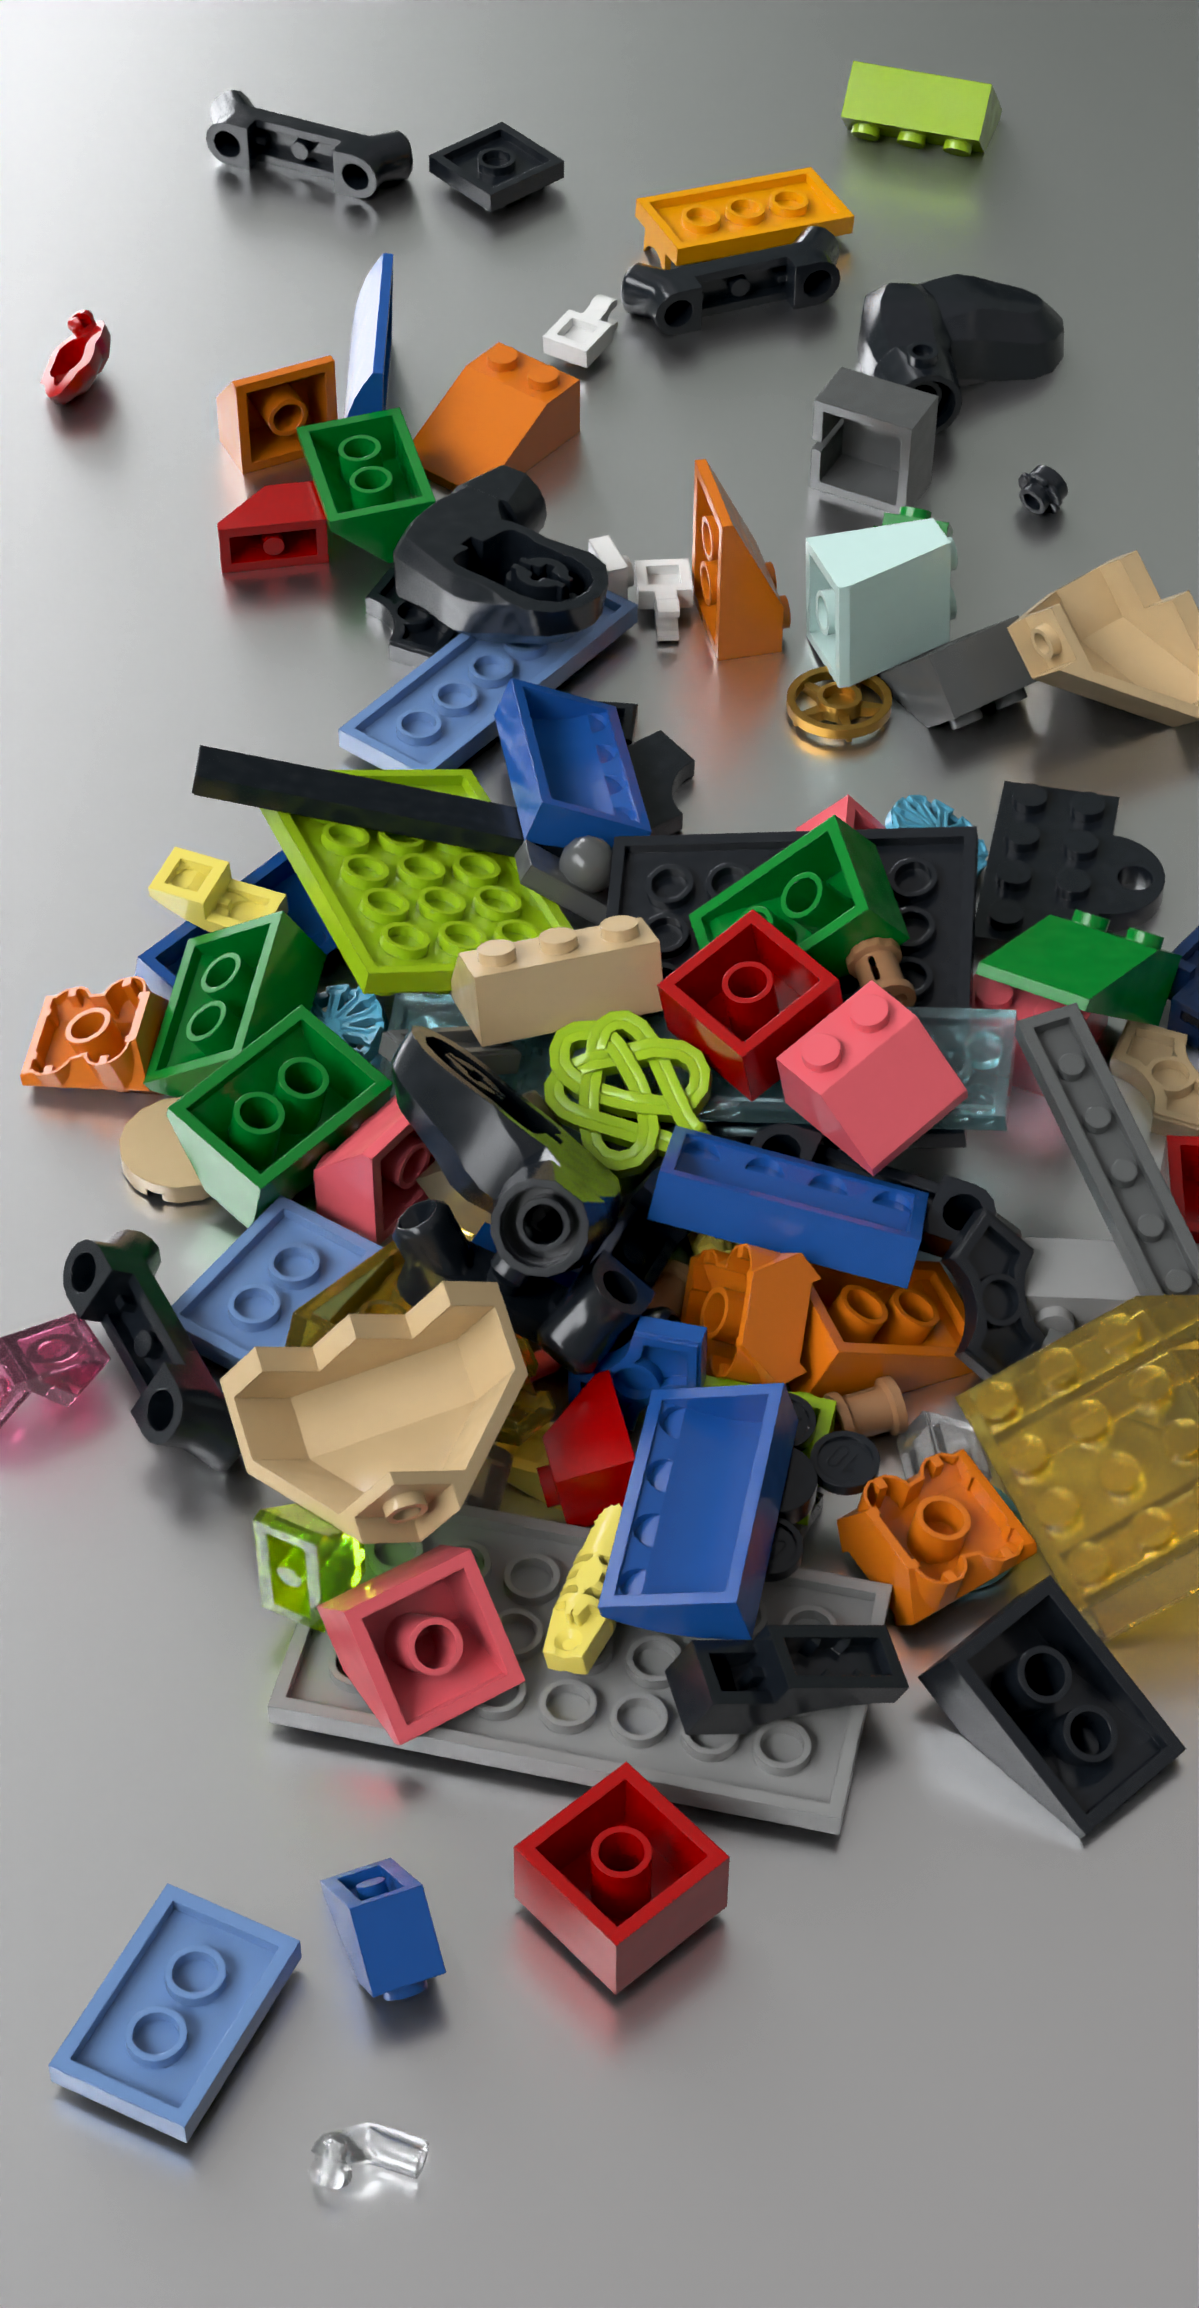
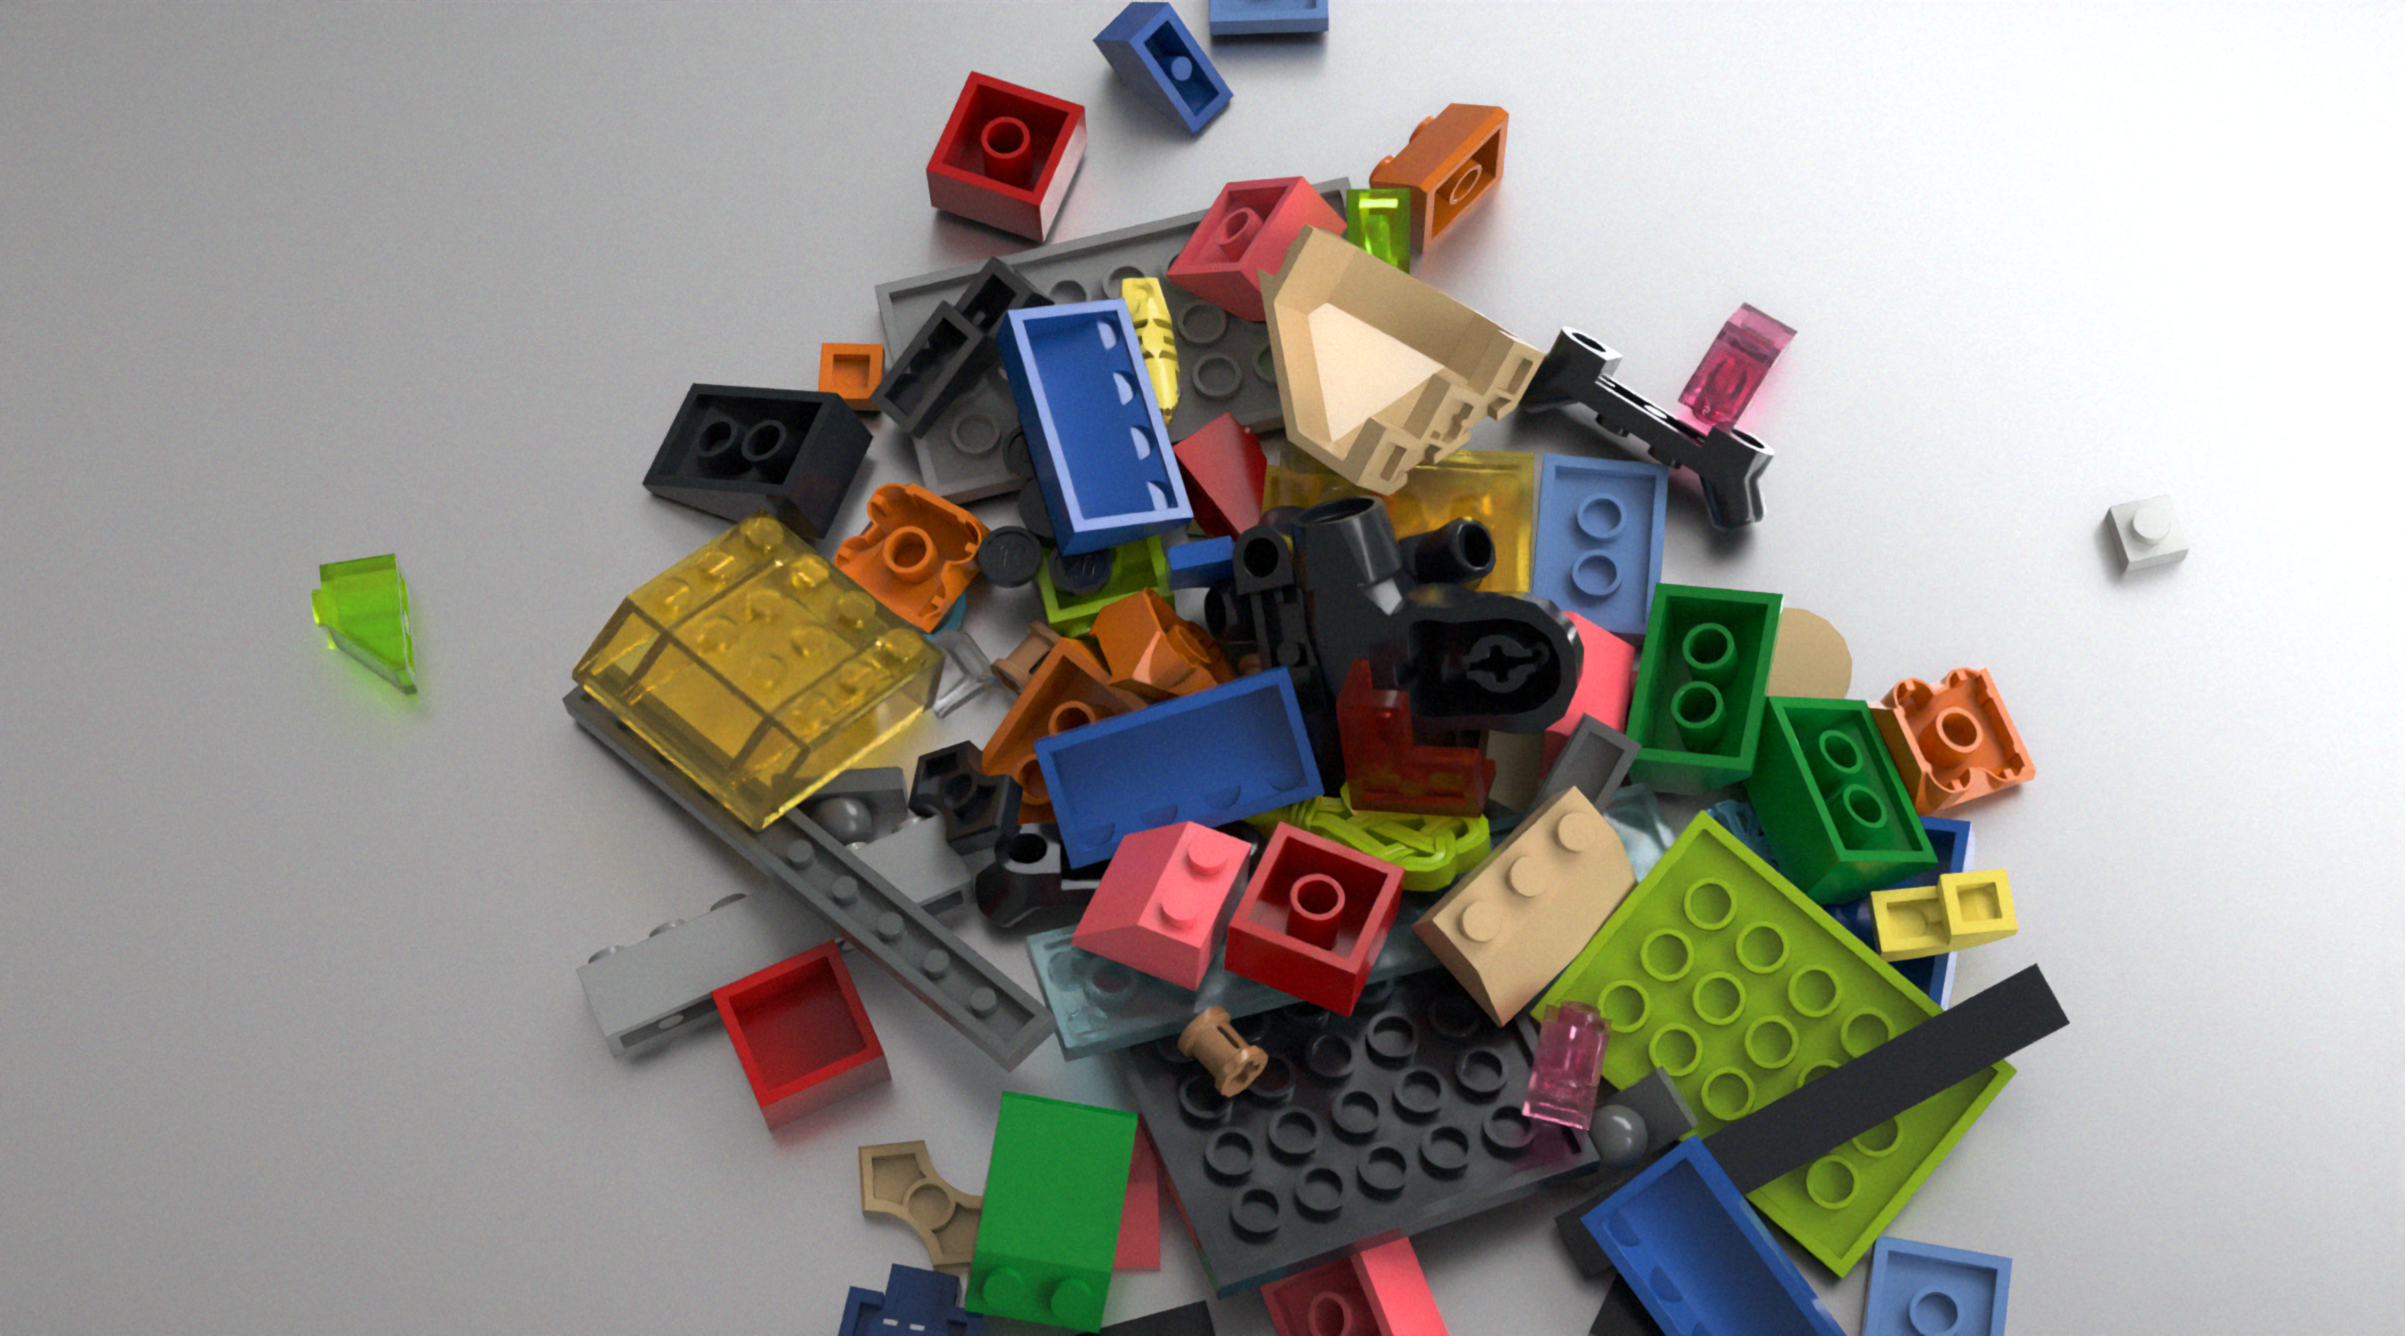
camera: 155 degrees right, 20 degrees up
(173, 1648) = (1446, 167): none -> orange slope
(587, 1095) = (1390, 771): none -> clear red panel
(612, 882) = (1568, 1064): none -> clear pink slope
(818, 893) = (1333, 1087): green slope -> none
(910, 1750) = (852, 372): none -> orange plate

